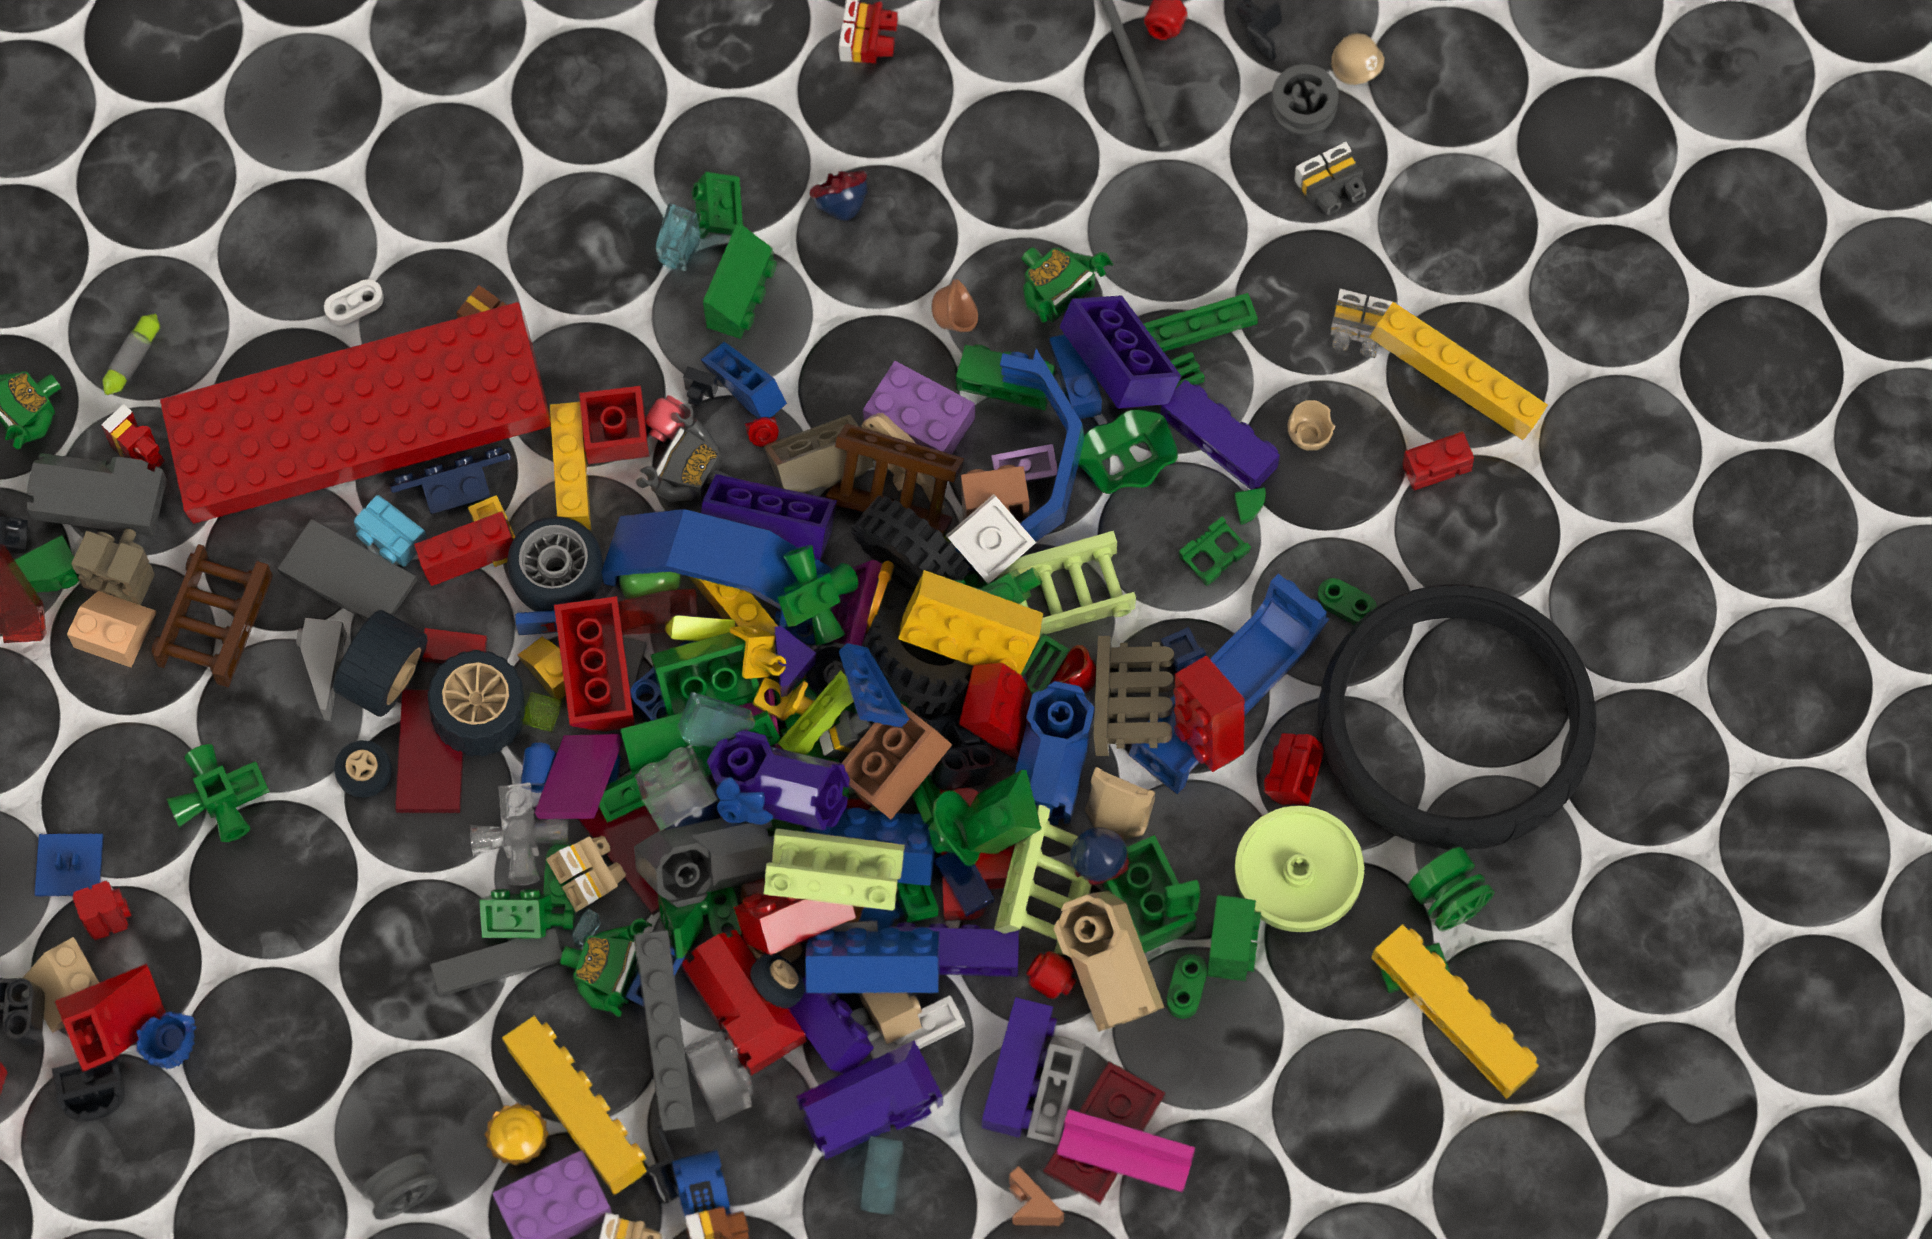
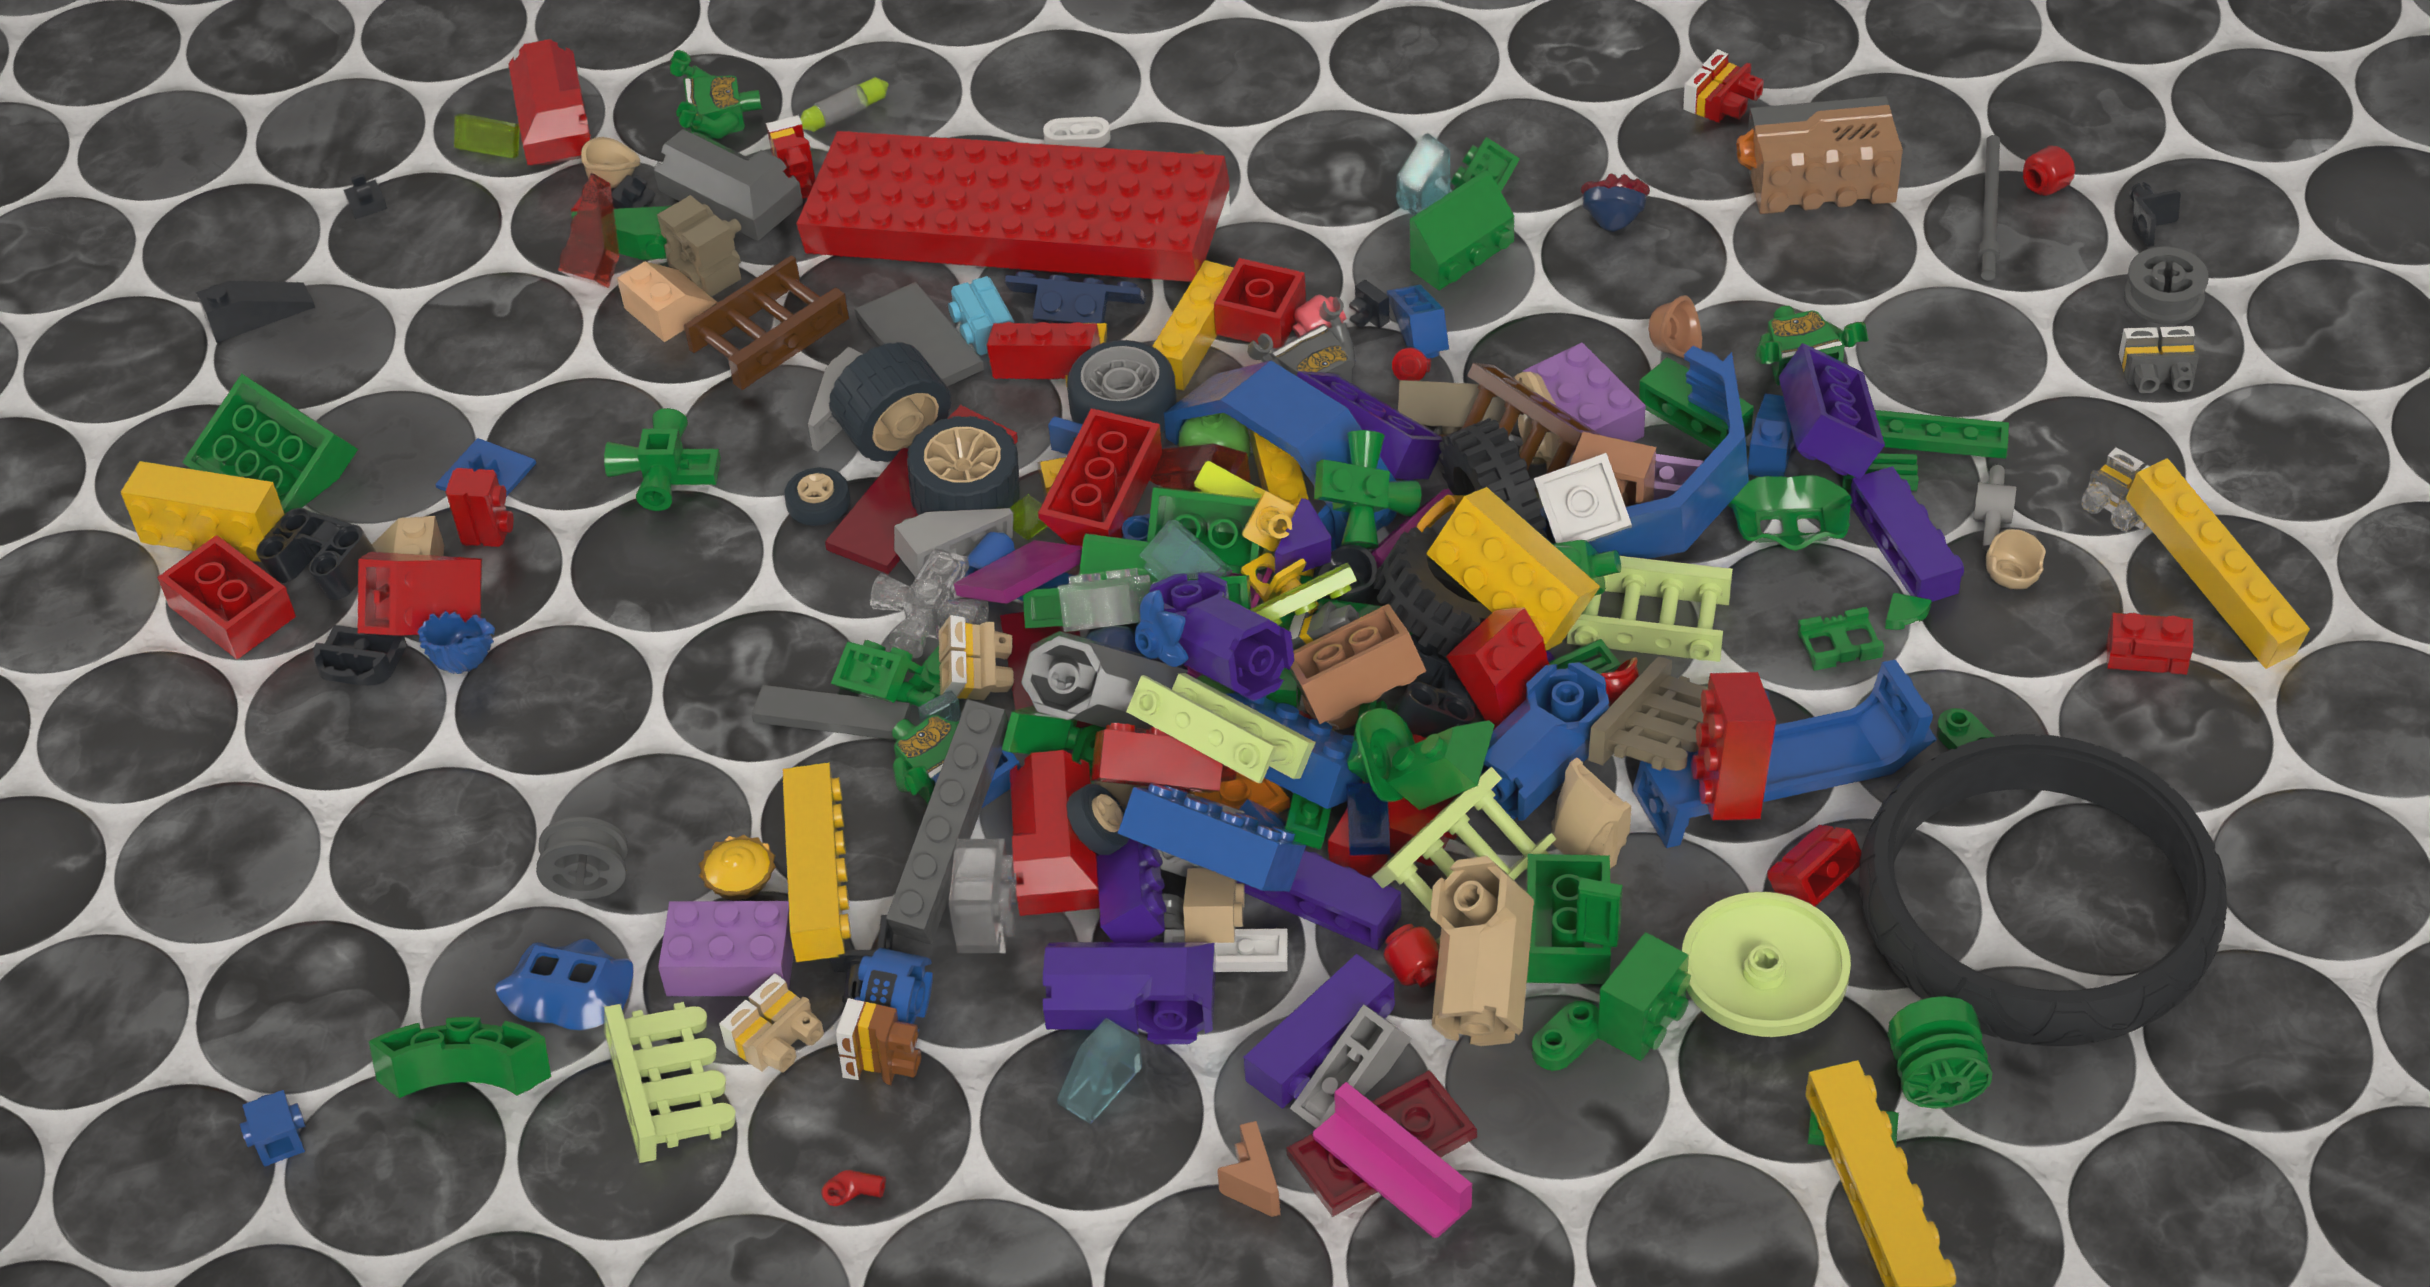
camera: 30 degrees right, 20 degrees down
(494, 766) = (947, 531): none -> light grey slope
(870, 689) = (1364, 576): blue wing -> none
(985, 79) = (1822, 154): none -> medium nougat piece
(1099, 855) = (1532, 845): dark blue hair -> none
(1270, 376) = (1994, 504): none -> light grey piece
(1357, 59) = (2245, 271): tan helmet -> none

